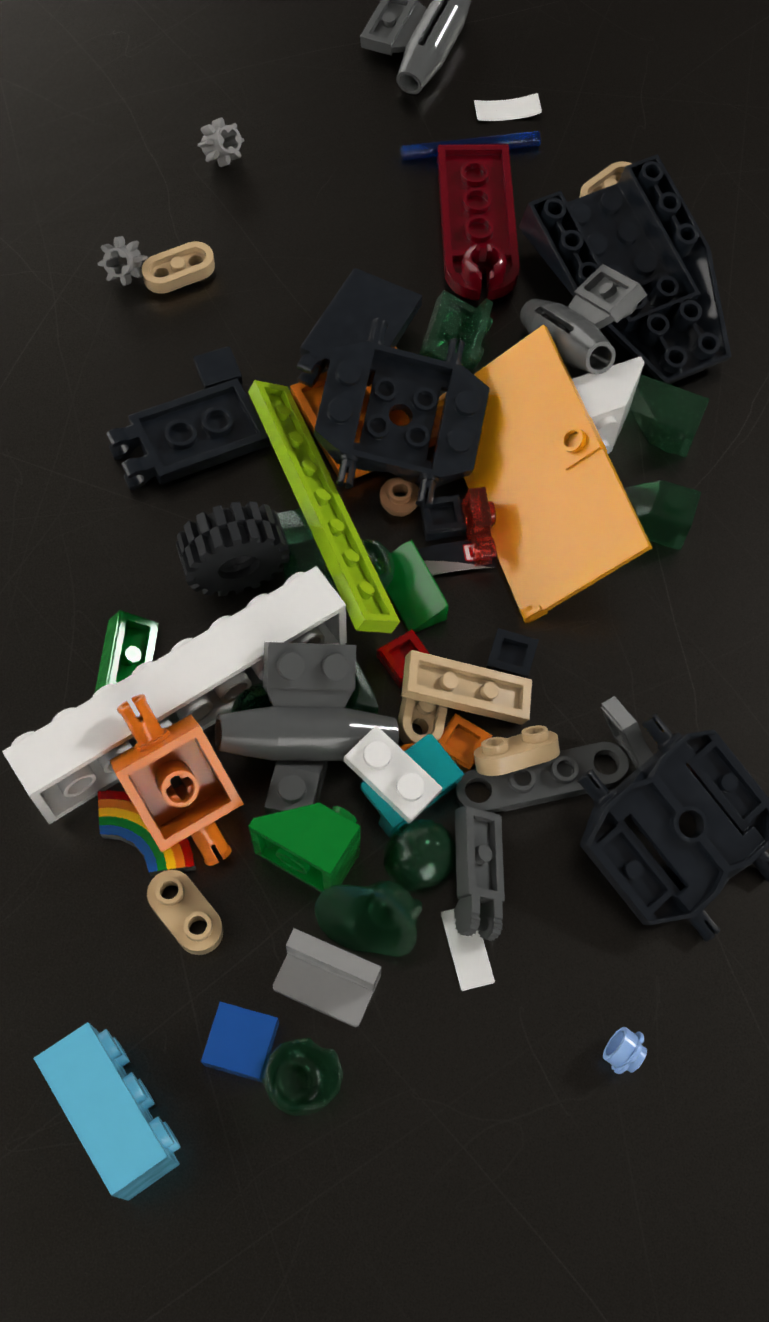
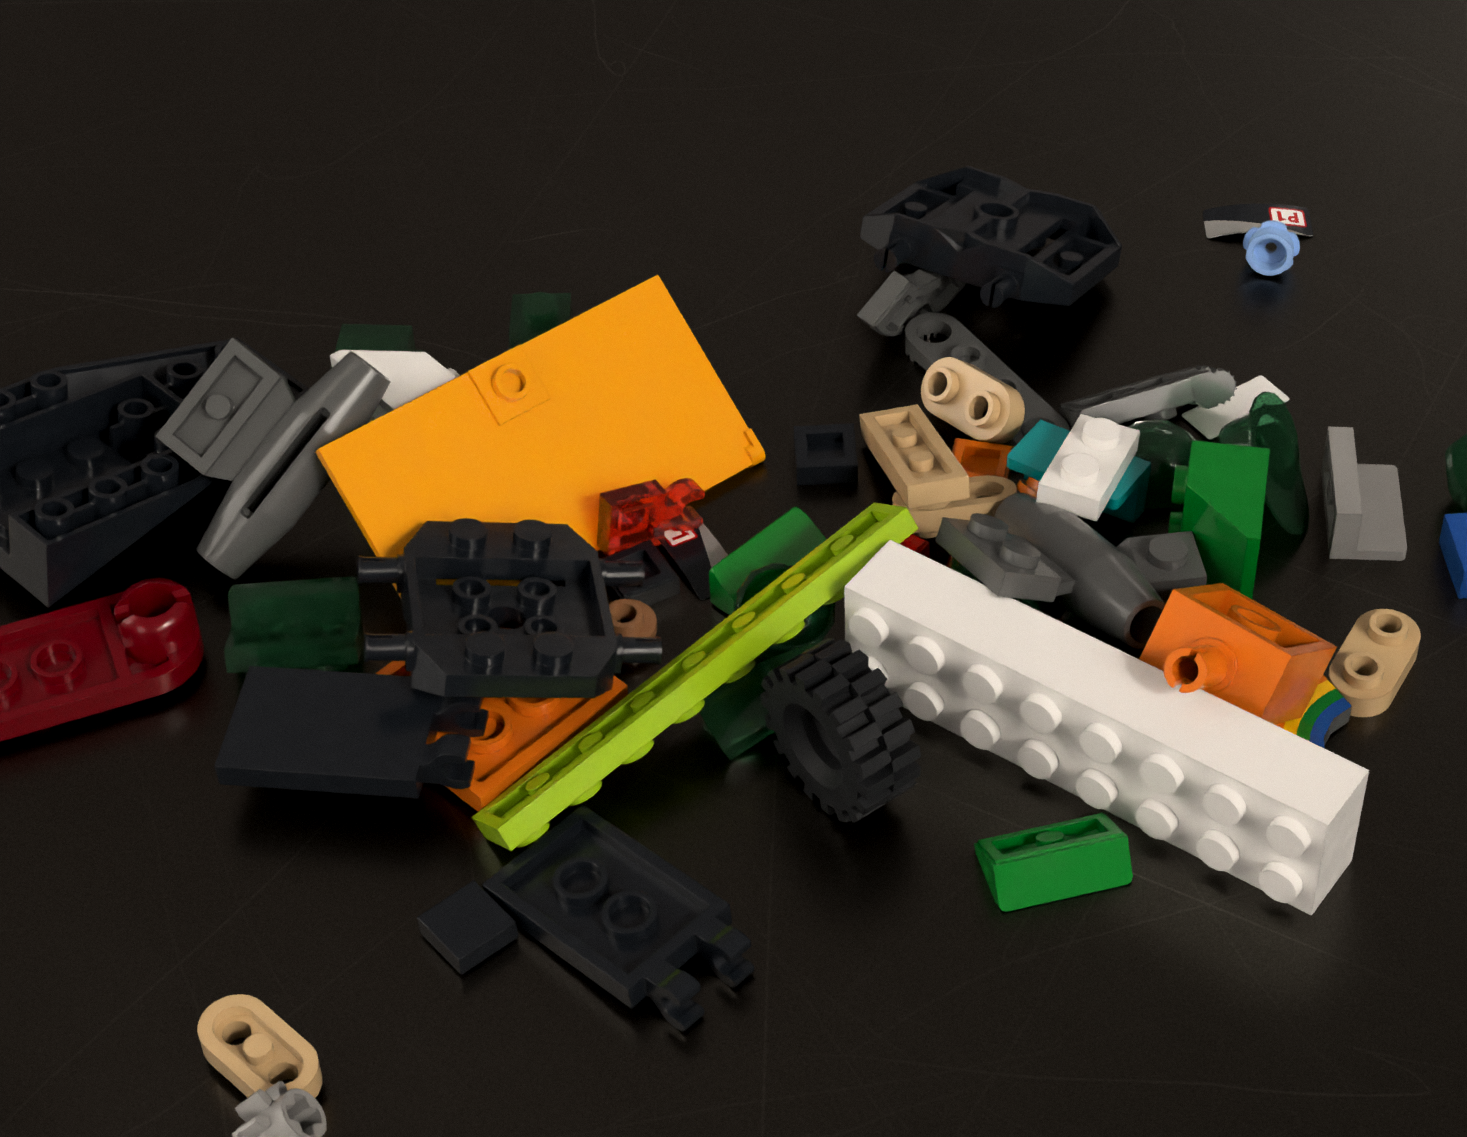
camera: 105 degrees left, 20 degrees down
(676, 1070) = (1242, 217): none -> sticker

